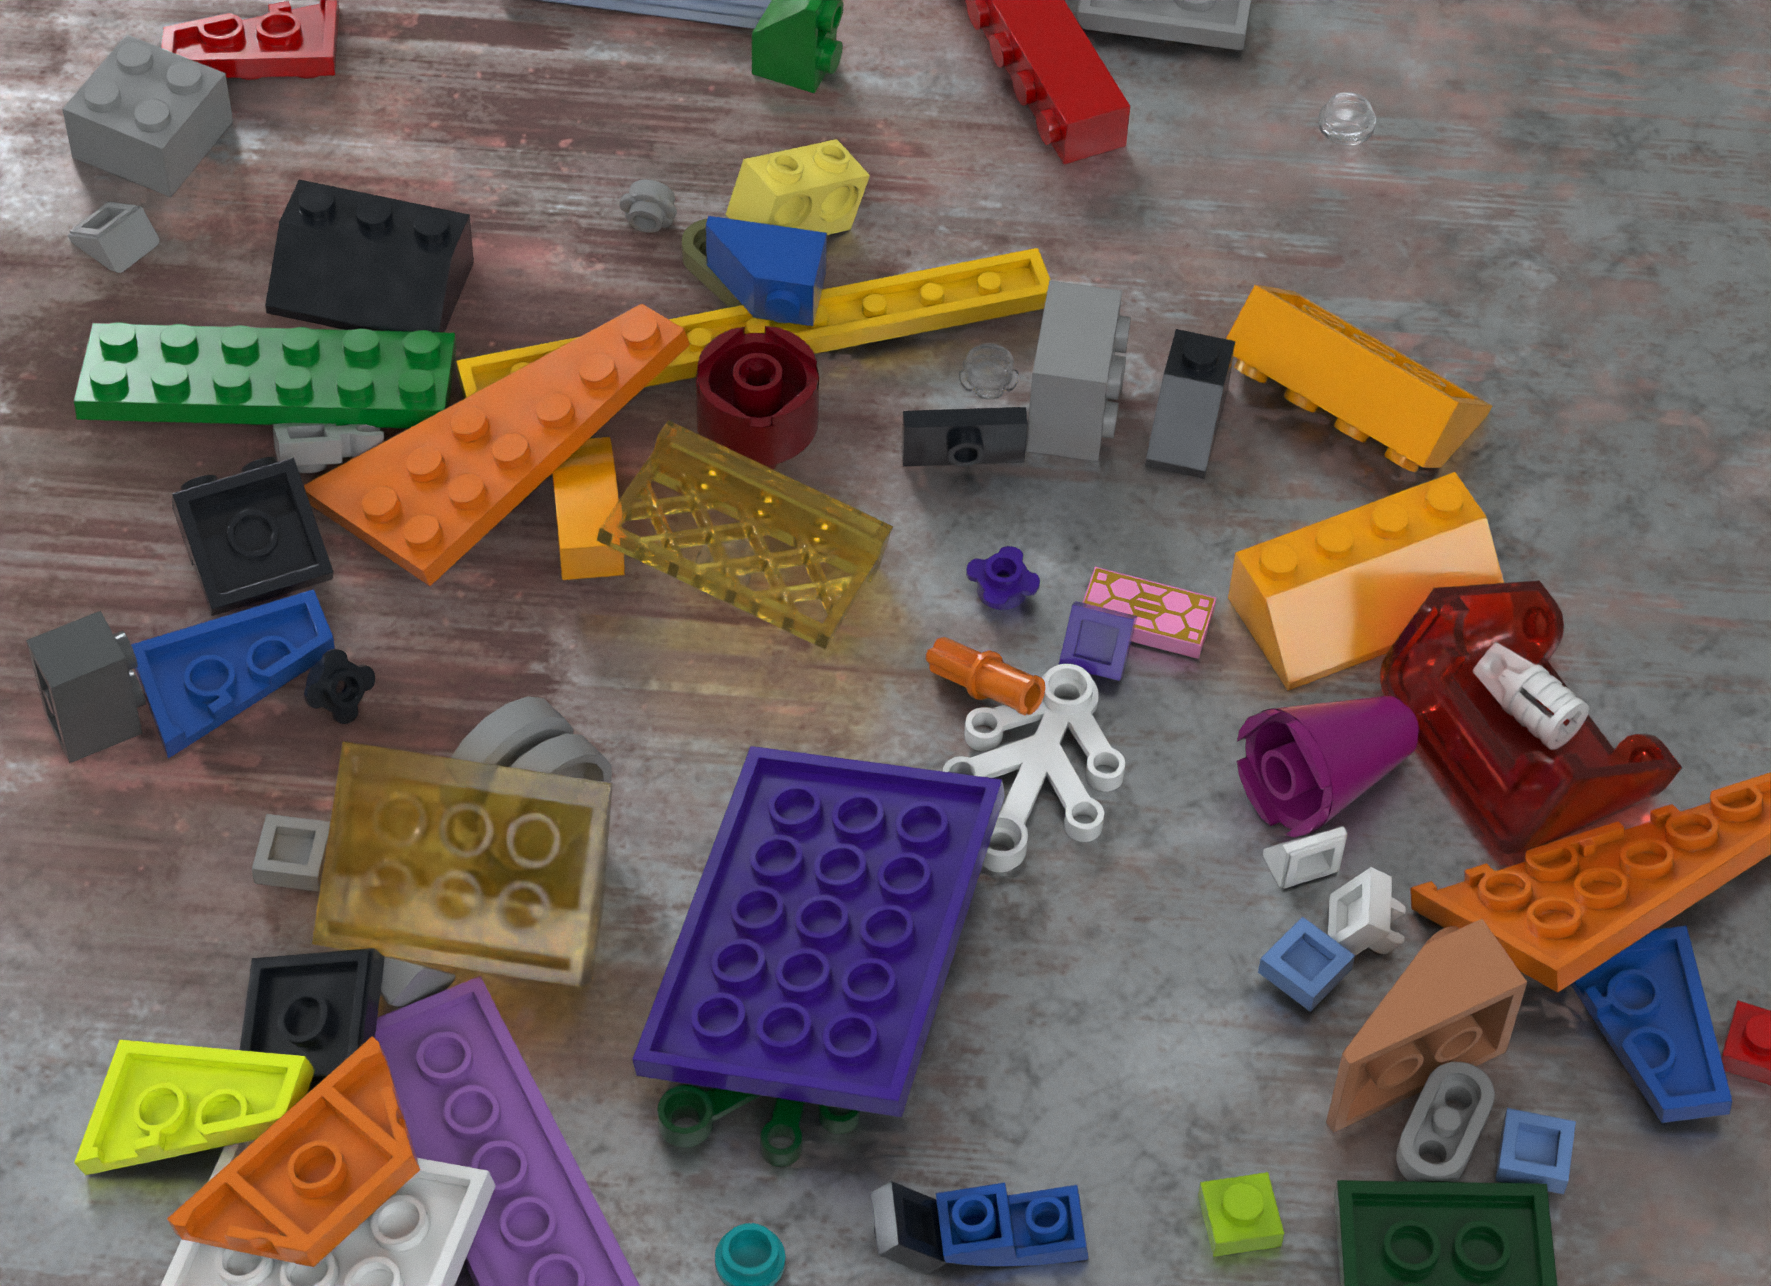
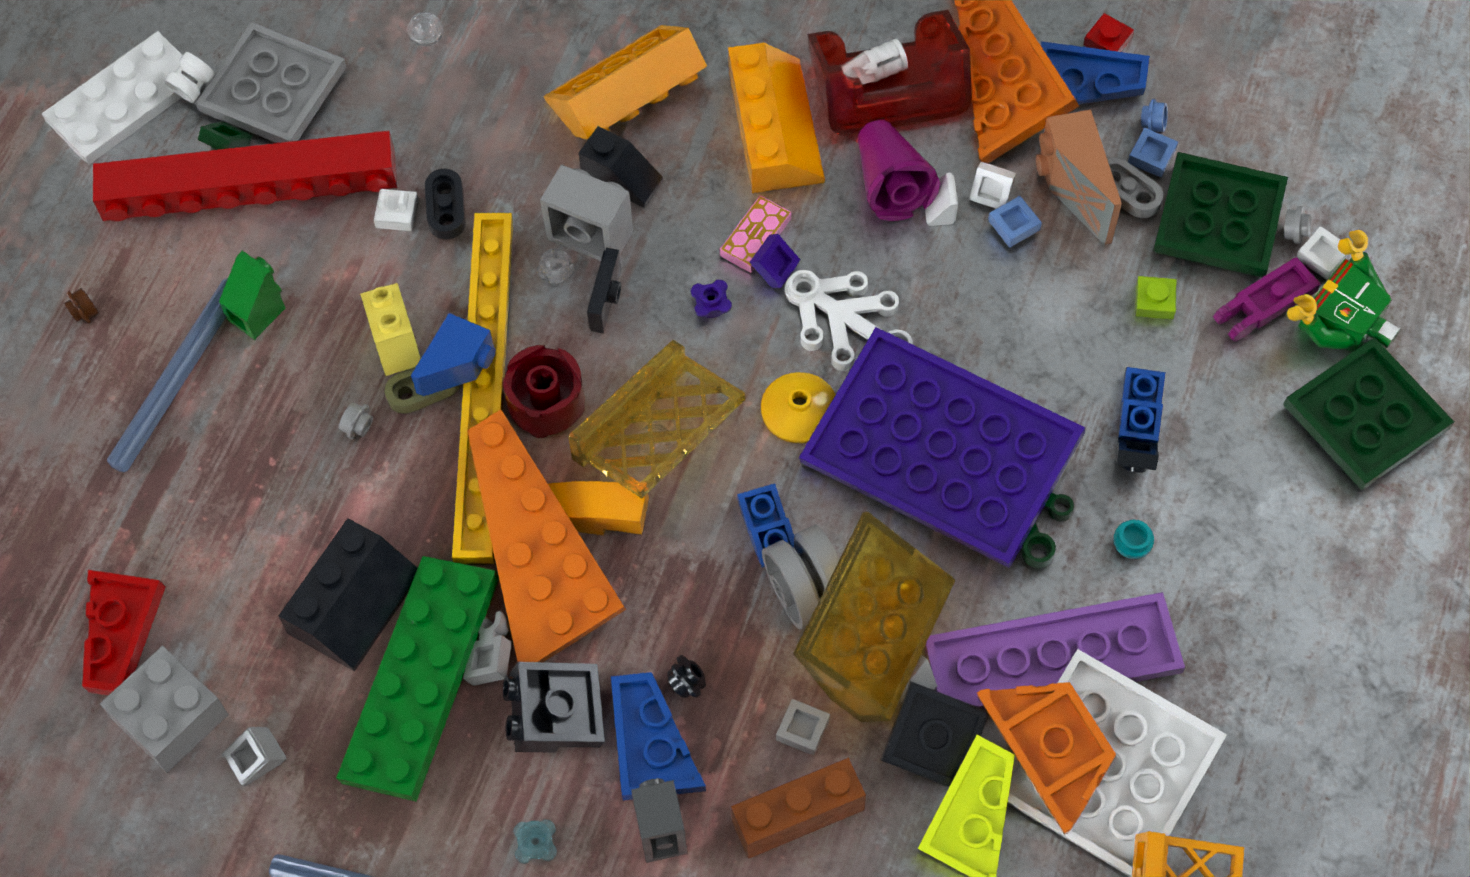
camera: 70 degrees left, 10 degrees up
(41, 556) = (535, 829): none -> clear light blue plate
(153, 868) = (798, 808): none -> dark orange brick
(640, 733) = (765, 518): none -> blue slope
(887, 728) = (793, 421): none -> yellow dish
(986, 675) = (782, 324): orange axle -> none
(1019, 165) = (396, 210): none -> white tile
(1041, 215) = (445, 206): none -> black plate
(1614, 1143) = (1155, 116): none -> medium blue plate

